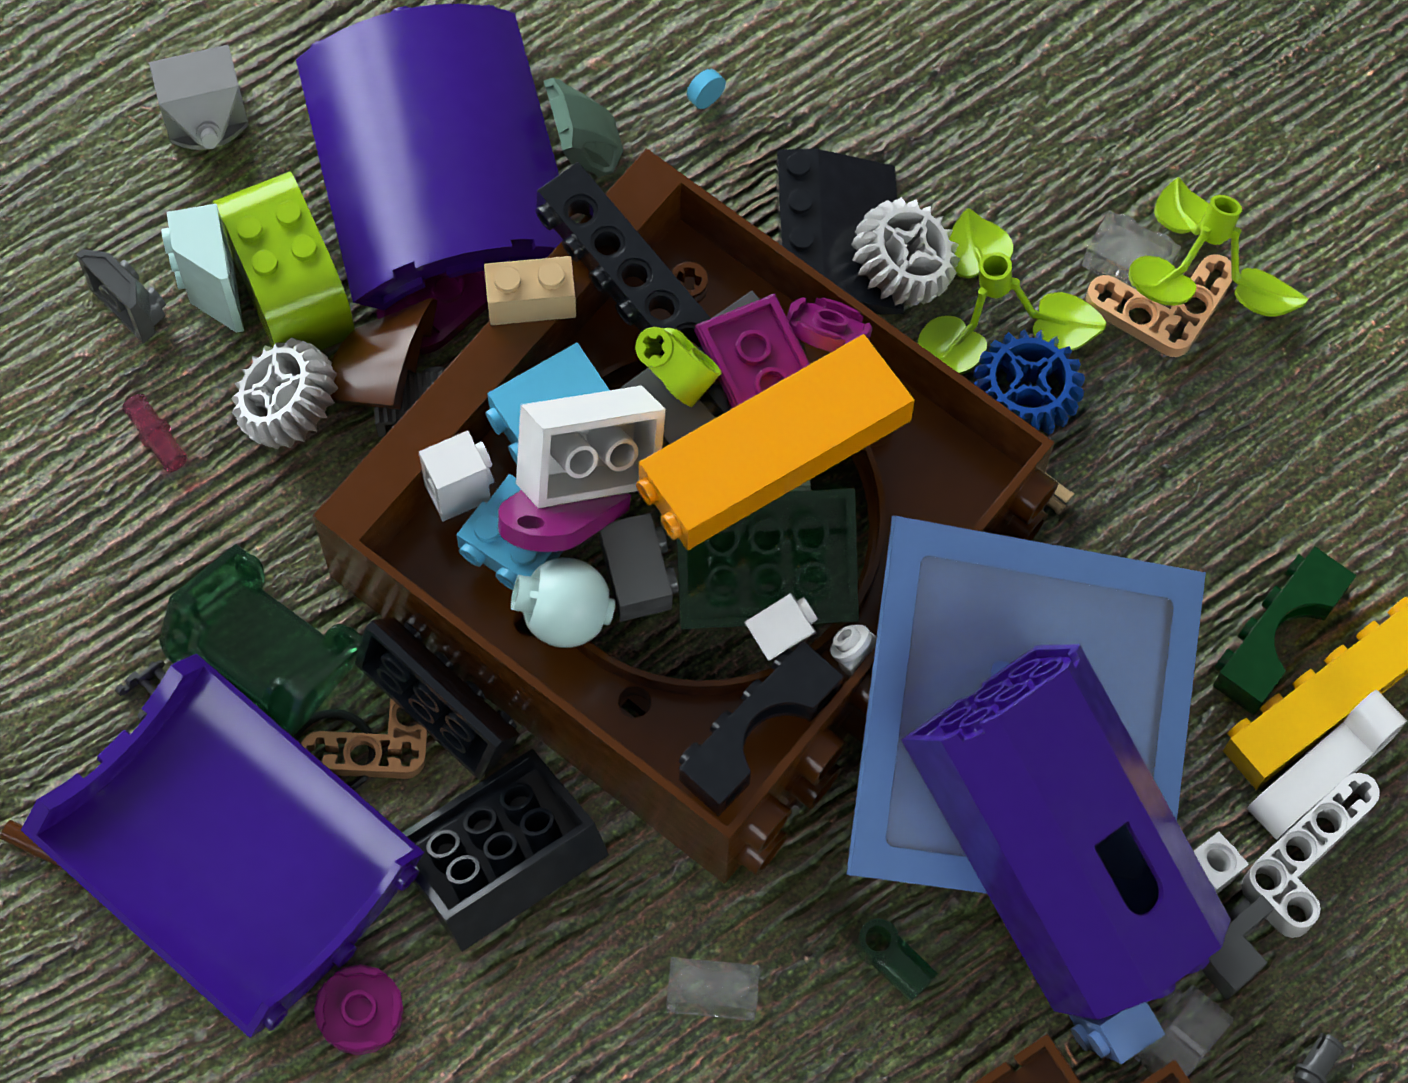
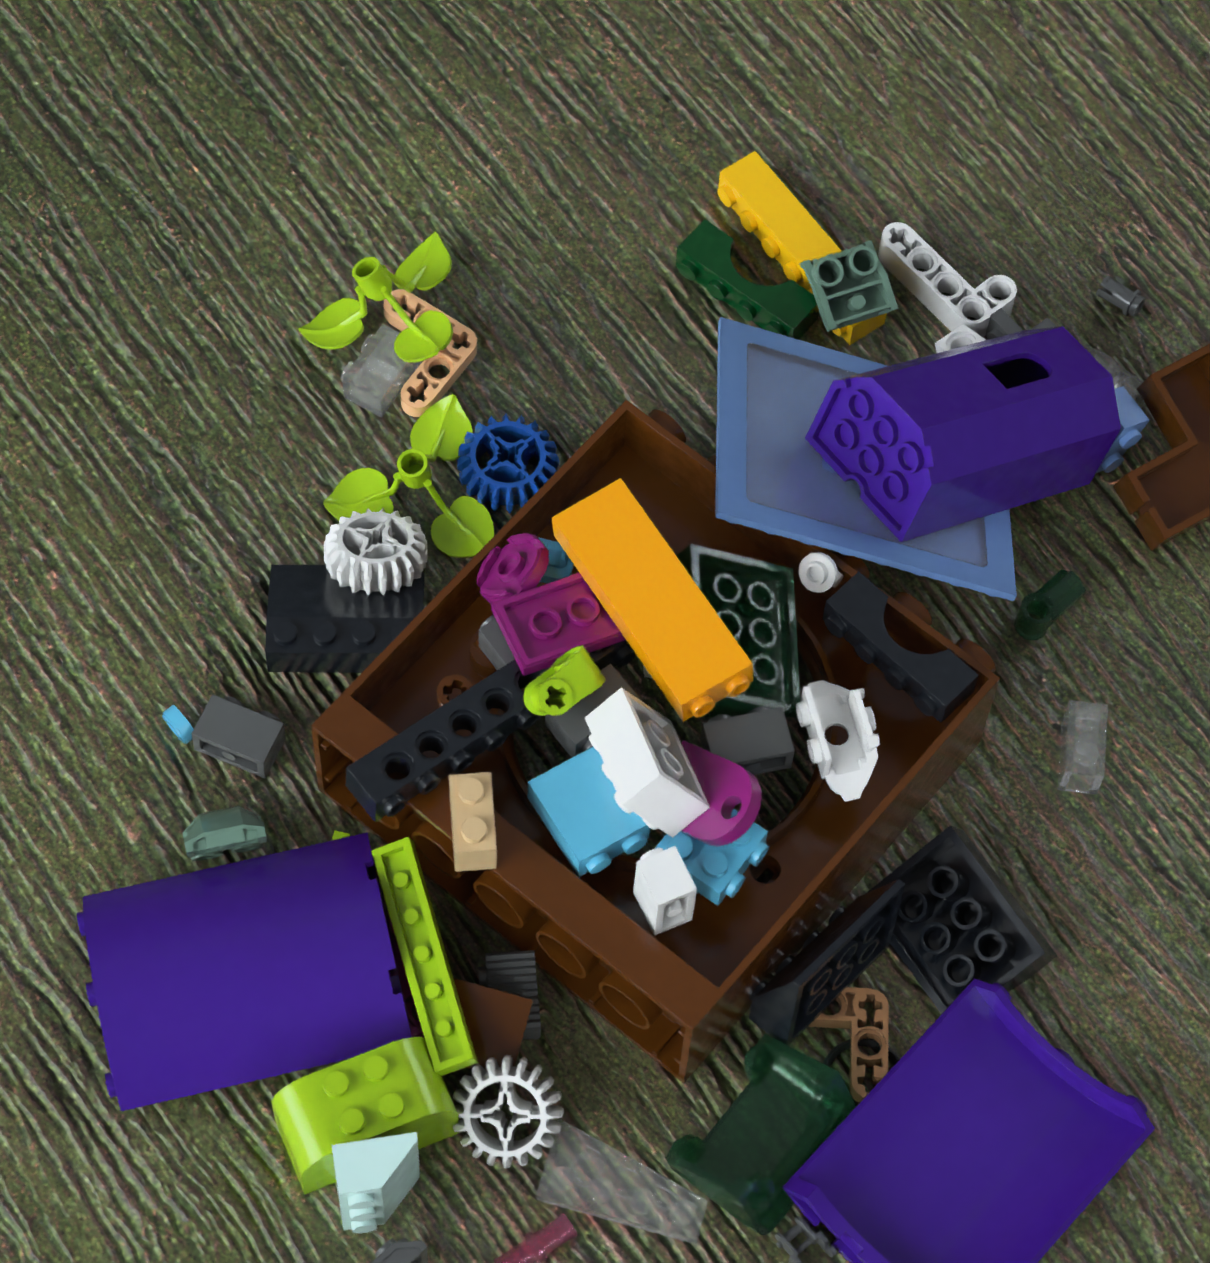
camera: 90 degrees left, 5 degrees down
(200, 98) = (175, 1199): light grey piece -> none
(221, 498) = (612, 1186): none -> clear wing
(359, 1009) = (1110, 1049): magenta tile -> none
(406, 304) = (424, 957): none -> lime plate
(564, 602) = (792, 799): light aqua brick -> none
(614, 667) = (845, 765): none -> white piece
(697, 138) = (239, 735): none -> dark grey brick
(782, 625) = (807, 622): white brick -> none
(1275, 724) = (850, 286): none -> sand green slope
(1337, 756) = (843, 222): white beam -> none

